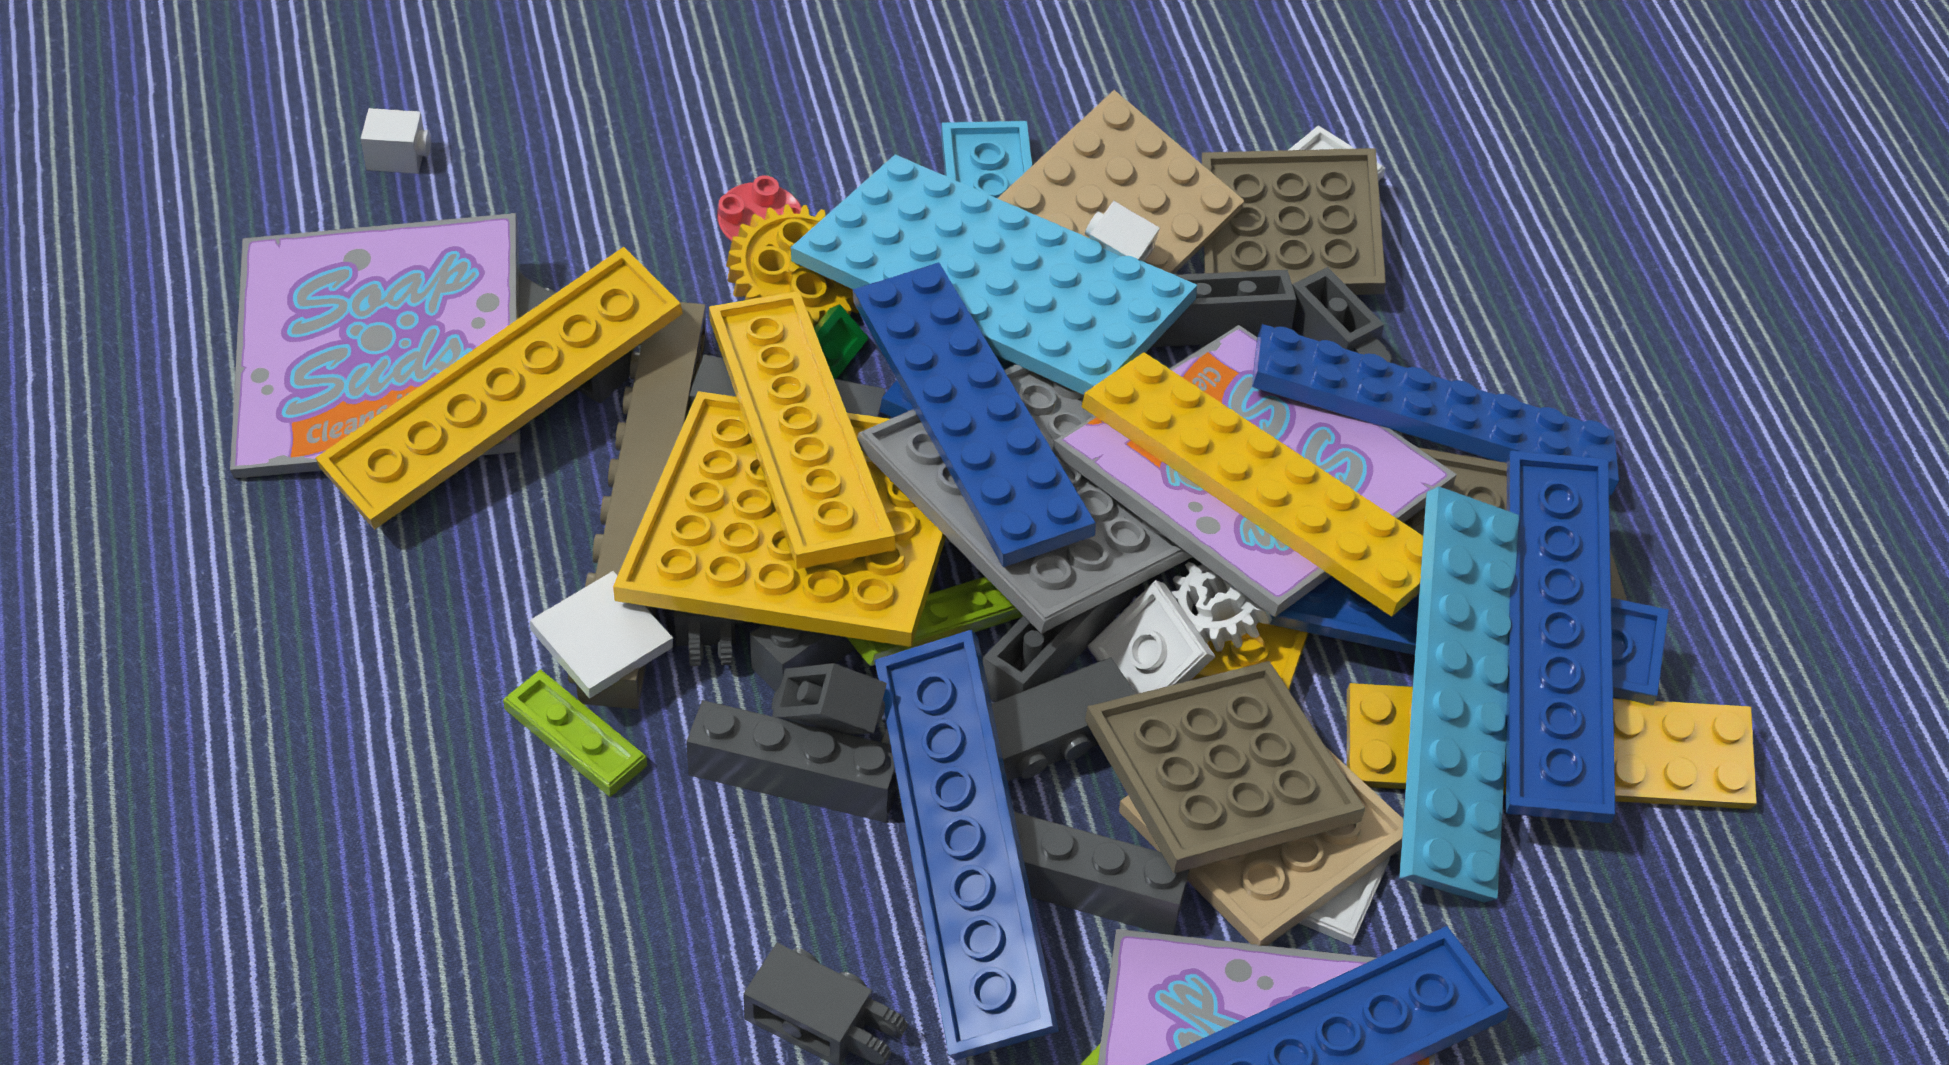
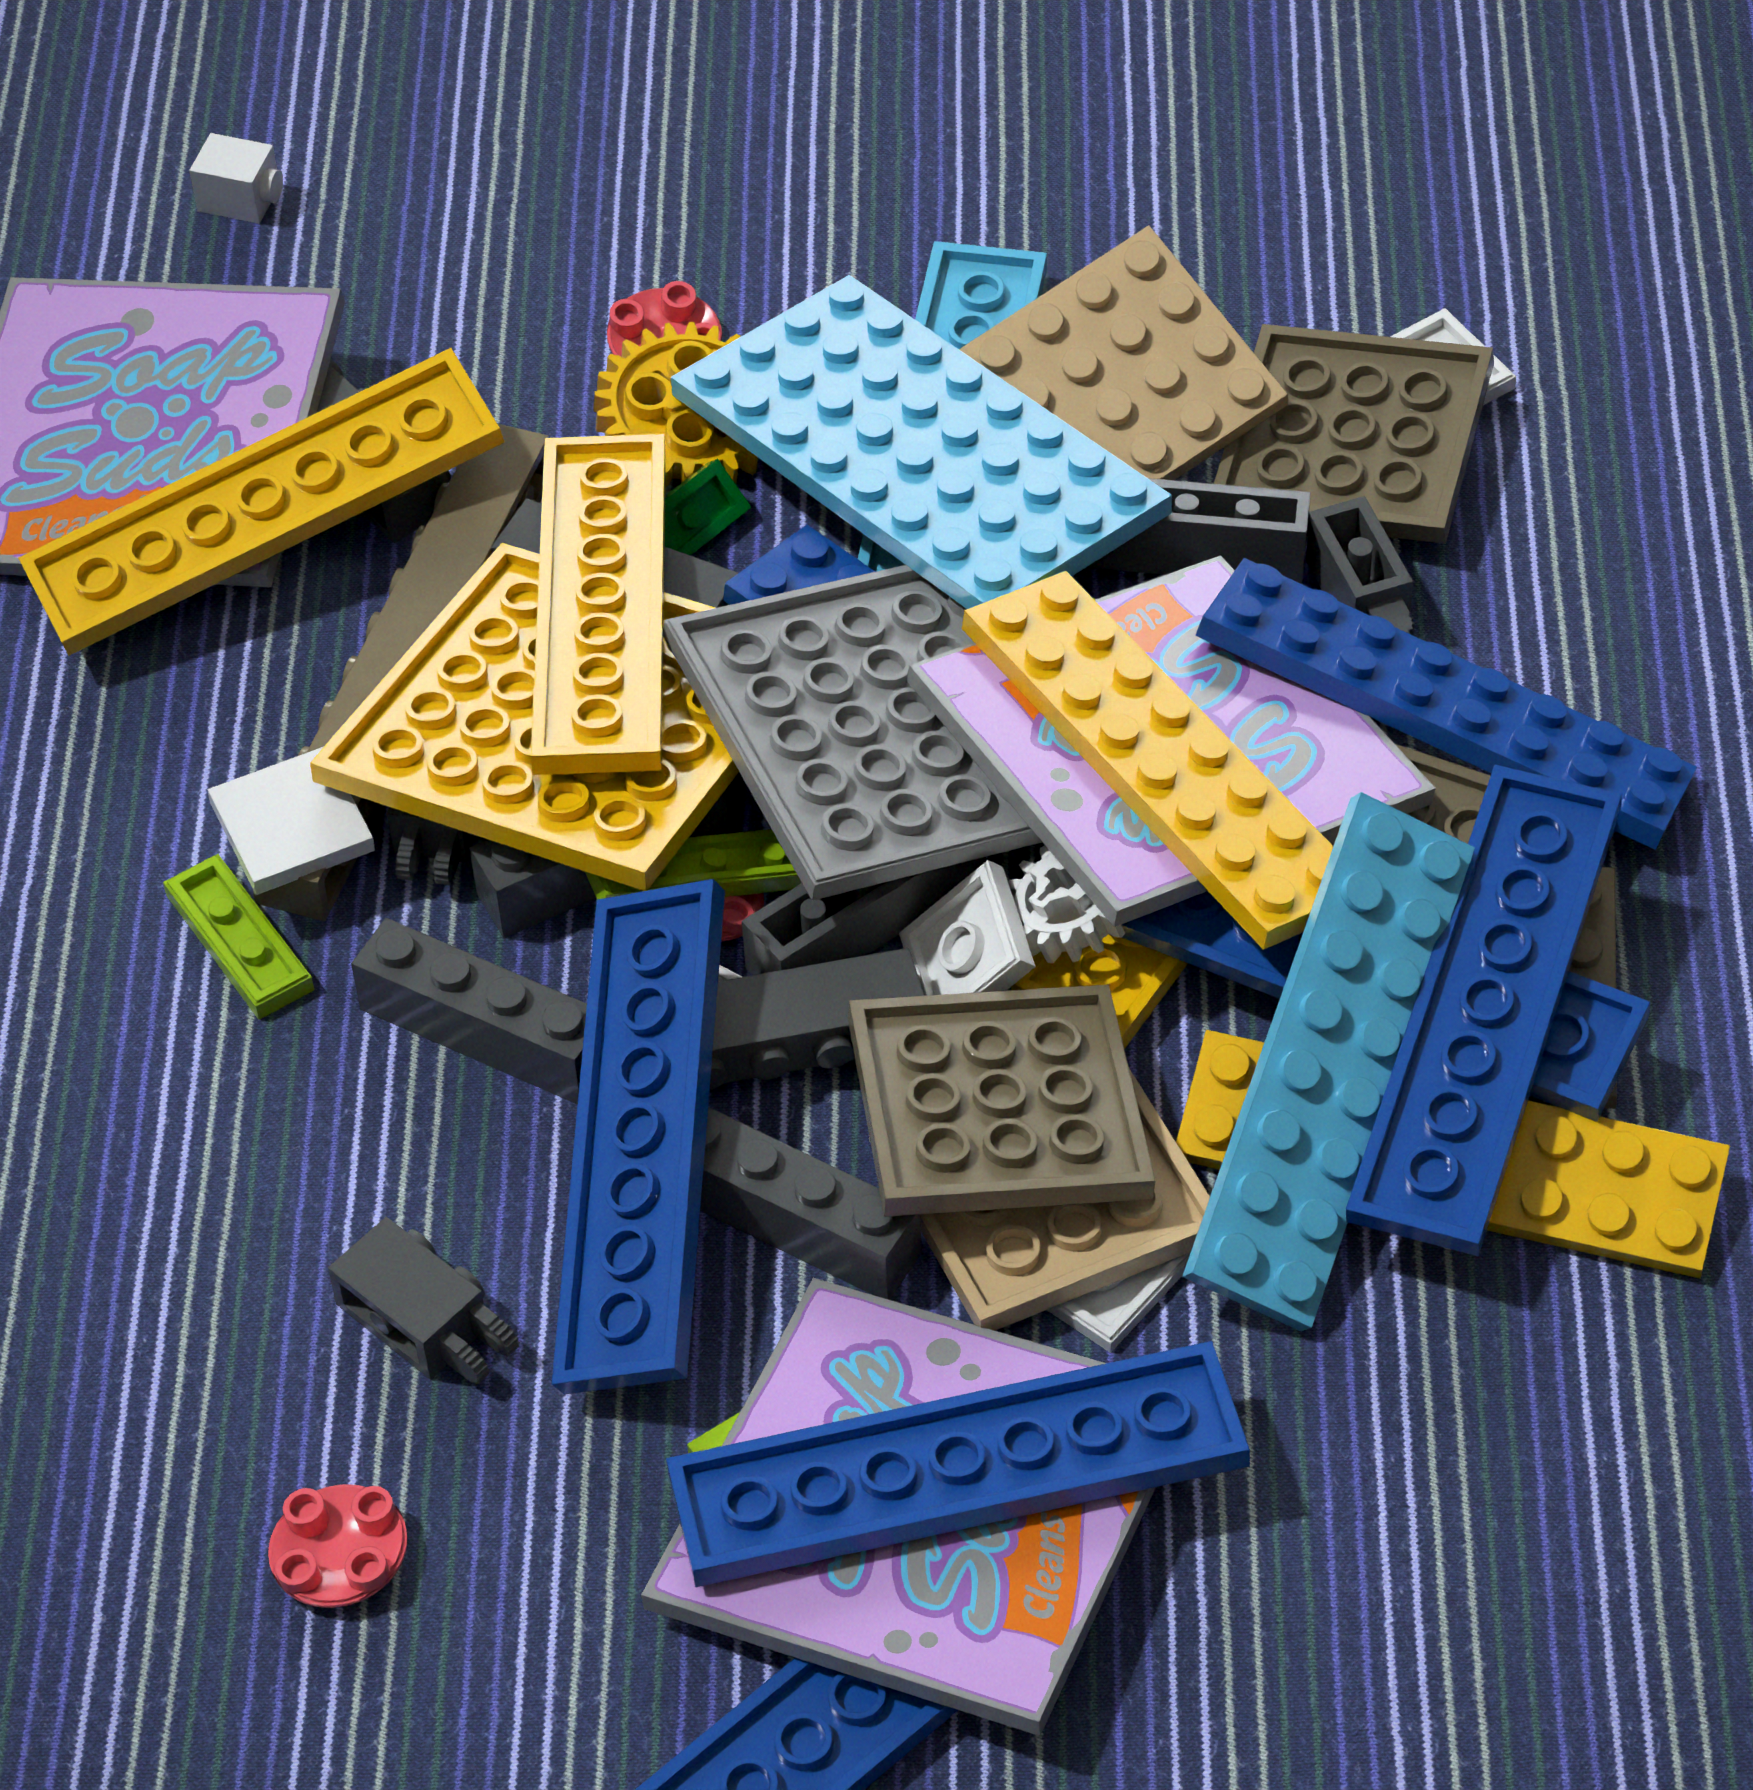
camera: 20 degrees right, 0 degrees up
(830, 698) = (534, 939): dark grey hinge -> none
(973, 415) = (813, 617): blue plate -> none
(1123, 232) = (1101, 416): white brick -> none

